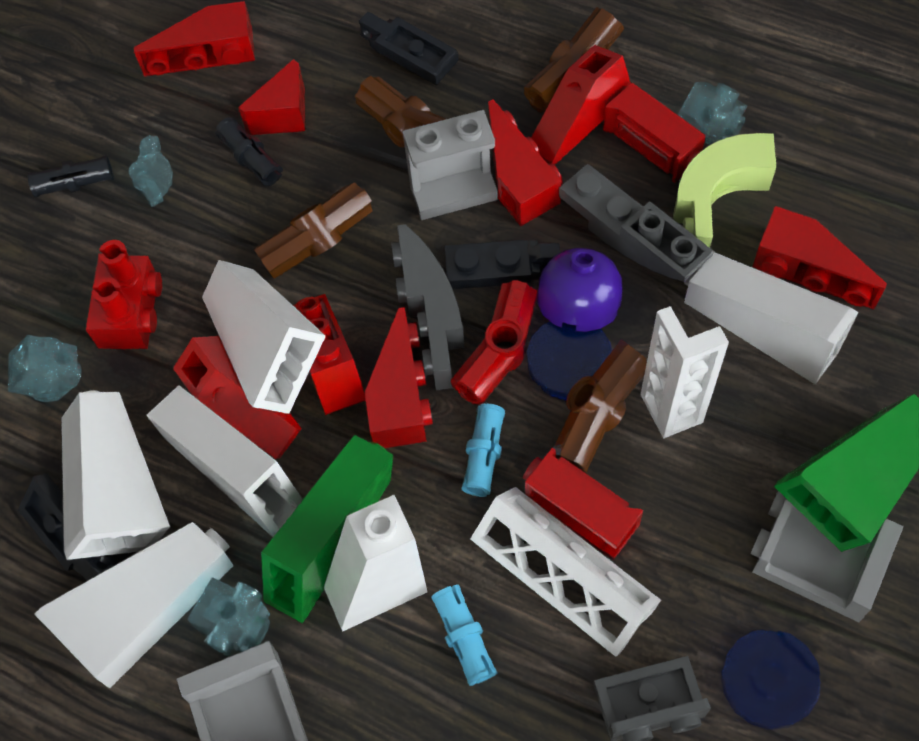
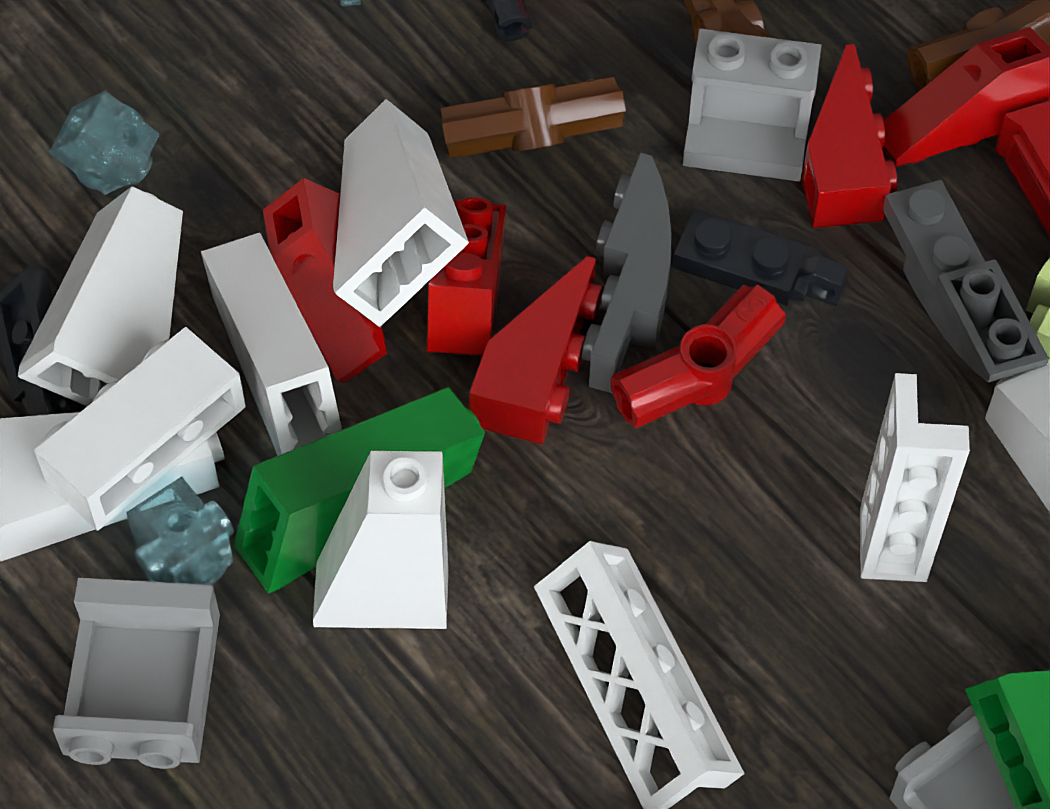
camera: 20 degrees right, 5 degrees down
(123, 299) = (245, 101): red brick -> none
(168, 557) = (140, 427): none -> white brick
(464, 635) = (462, 697): medium azure pin -> none
(483, 450) = (609, 484): medium azure pin -> none
(563, 356) = (786, 420): clear blue tile -> none
(580, 289) = (844, 336): dark purple cylinder -> none
(581, 503) = (702, 606): red window -> none
(598, 404) = (786, 492): reddish brown piece -> none

